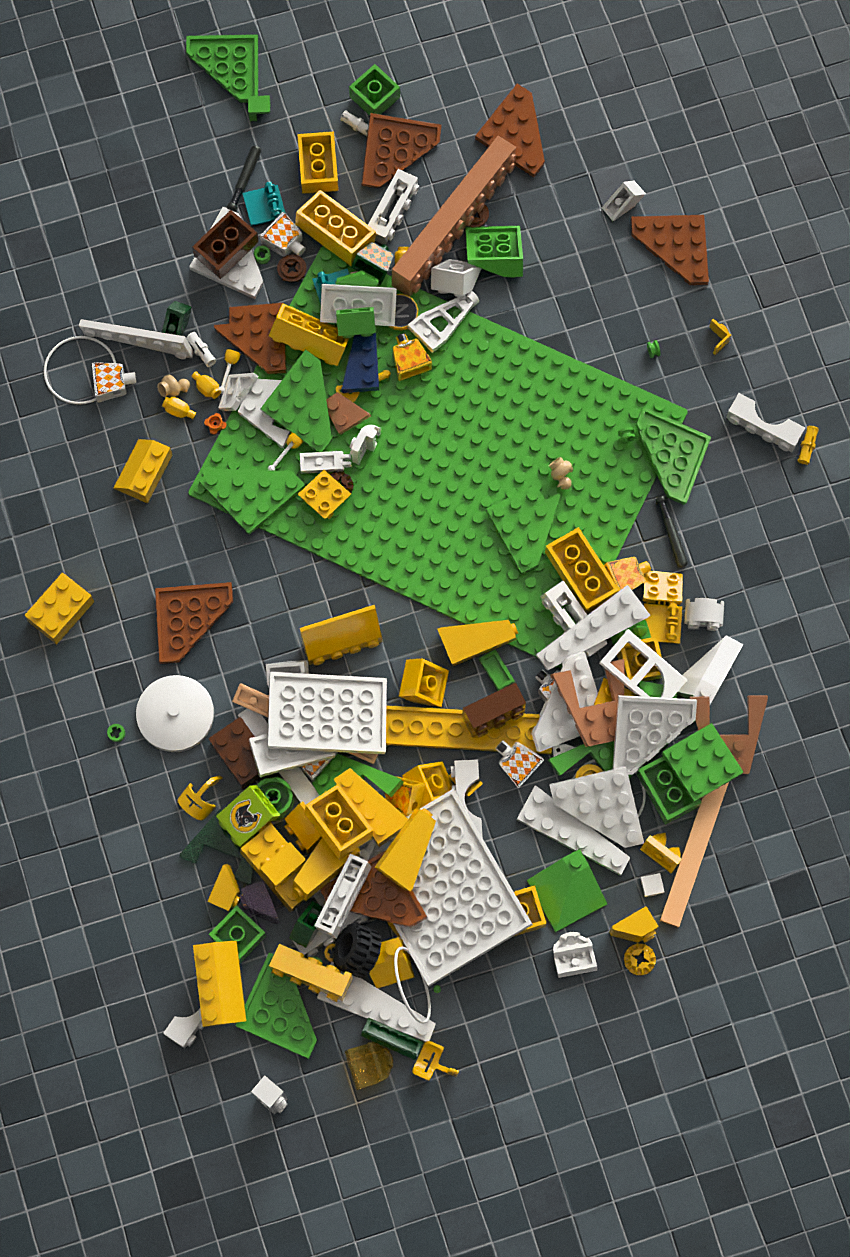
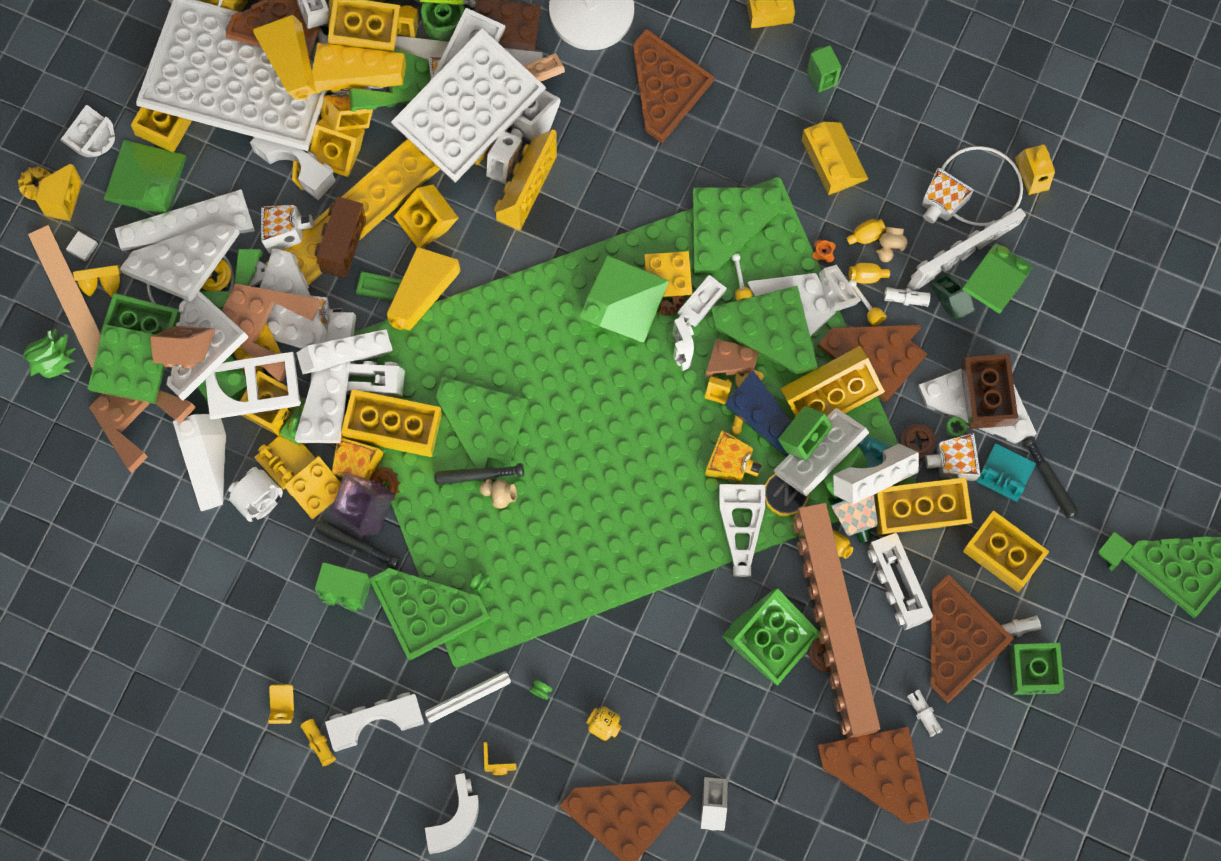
camera: 130 degrees right, 0 degrees up
(39, 342) = (1033, 165): none -> yellow torso
(87, 521) = (823, 68): none -> bright green brick
(143, 299) = (998, 278): none -> bright green slope
(339, 664) = (504, 155): none -> white torso
(363, 260) = (860, 483): none -> white arch
(368, 506) = (624, 299): none -> bright green slope
(372, 402) = (718, 390): none -> yellow tile
(454, 277) = (776, 568): white slope -> none
(458, 133) = (925, 713): none -> white pin
(577, 508) = (467, 475): none -> pearl dark grey piece
(586, 638) = (334, 352): none -> white arch
(626, 541) = (386, 474): none -> reddish brown gear
(638, 296) = (604, 723): none -> yellow head
(648, 544) = (361, 504): none -> clear purple slope
(662, 731) = (181, 346): none -> nougat slope
(697, 387) = (467, 697): none -> white axle
(708, 508) = (342, 587): none -> bright green brick
(744, 826) = (48, 355): none -> bright green hair
(774, 323) = (459, 827): none -> white arch
(807, 485) = (281, 703): none -> yellow bracket

